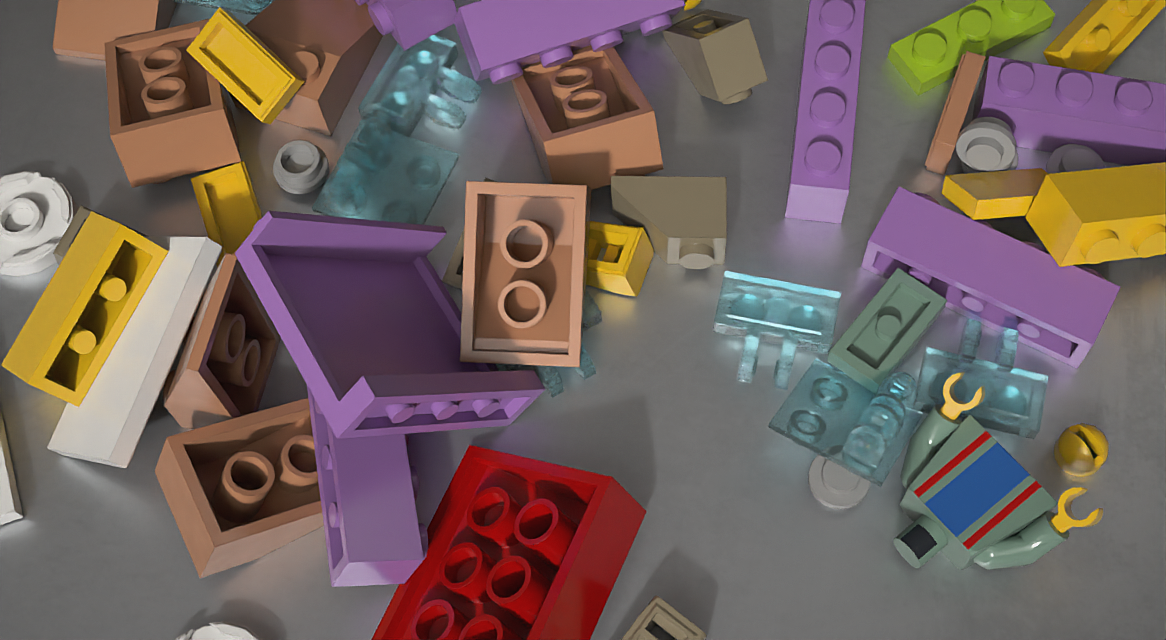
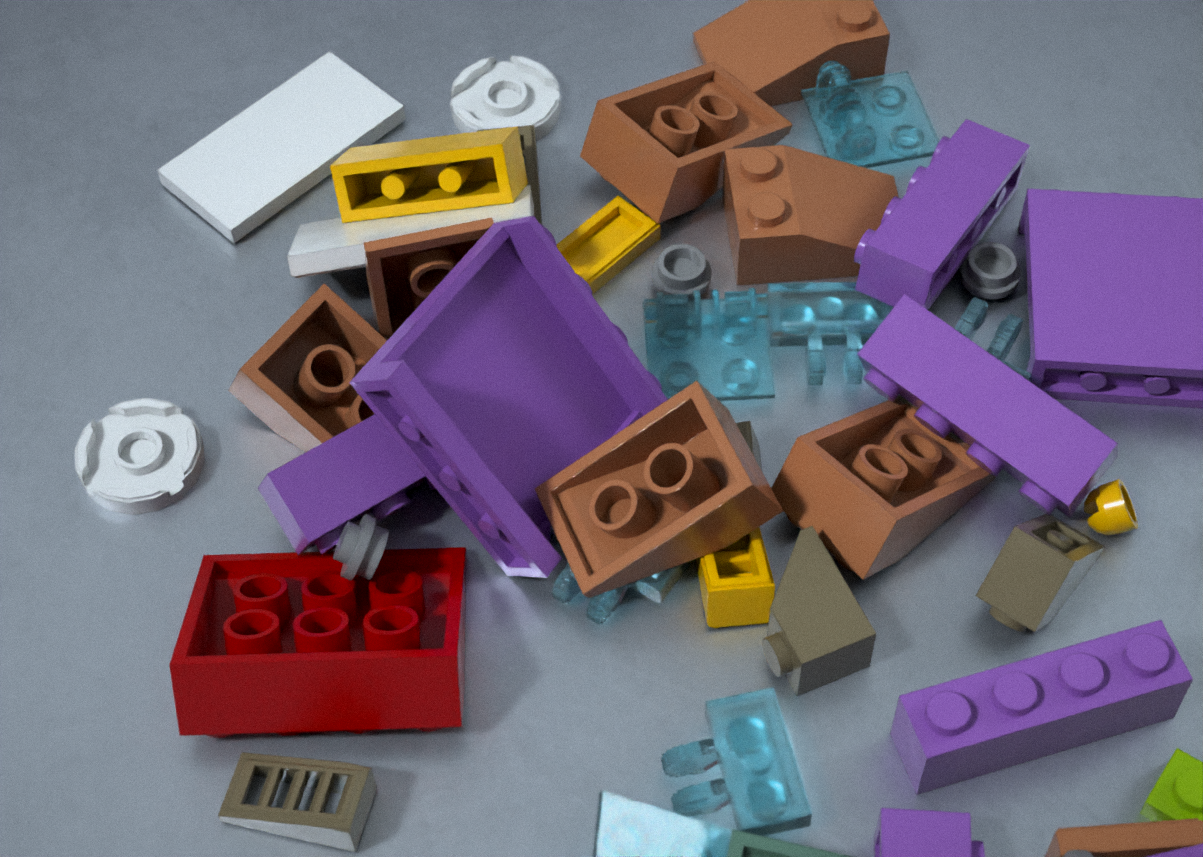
camera: 60 degrees right, 10 degrees down
(245, 66) = (735, 163): yellow tile -> none
(448, 519) = (361, 548): none -> light grey plate

